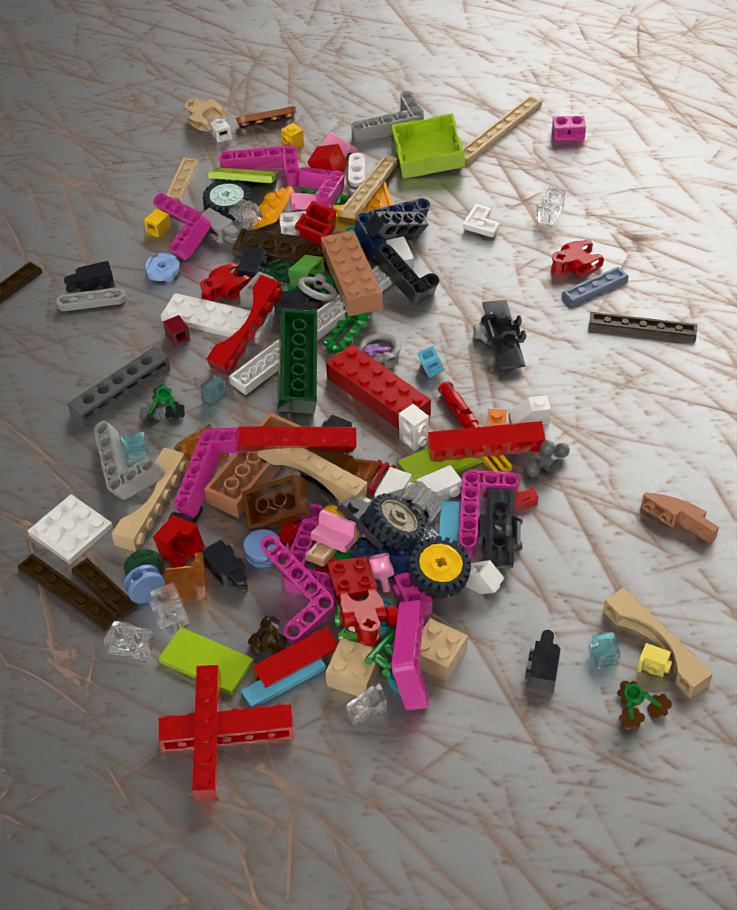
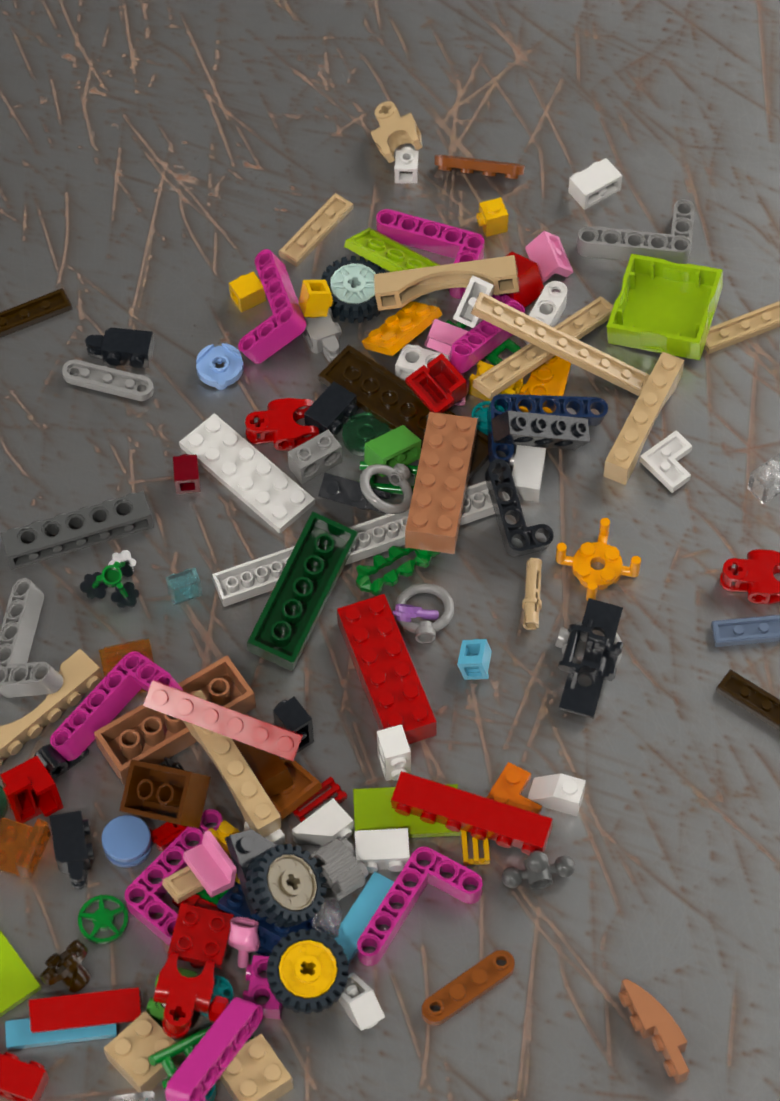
camera: 25 degrees right, 10 degrees up
(134, 447) = (52, 627): clear light blue piece -> none
(209, 204) = (315, 298): none -> yellow brick
(227, 353) = (228, 538): red arch -> none
(246, 213) = (361, 327): clear brick -> none
(263, 181) = (400, 287): none -> tan arch
(272, 601) = (103, 919): none -> green wheel
(302, 584) = (135, 922): dark pink beam -> none
(312, 175) = (468, 300): none -> white slope
(344, 103) = (595, 183): none -> white brick
(378, 179) = (559, 344): none -> tan tile
(445, 320) = (532, 601): none -> tan pin
(452, 205) = (636, 429): none -> tan arch
(458, 405) = (472, 734): red piece -> none
(468, 281) = (597, 552): none -> light orange plate
(492, 525) = (412, 941): black piece -> none
(524, 500) = (473, 913): red piece -> none
(544, 543) = (468, 987): none -> dark orange plate

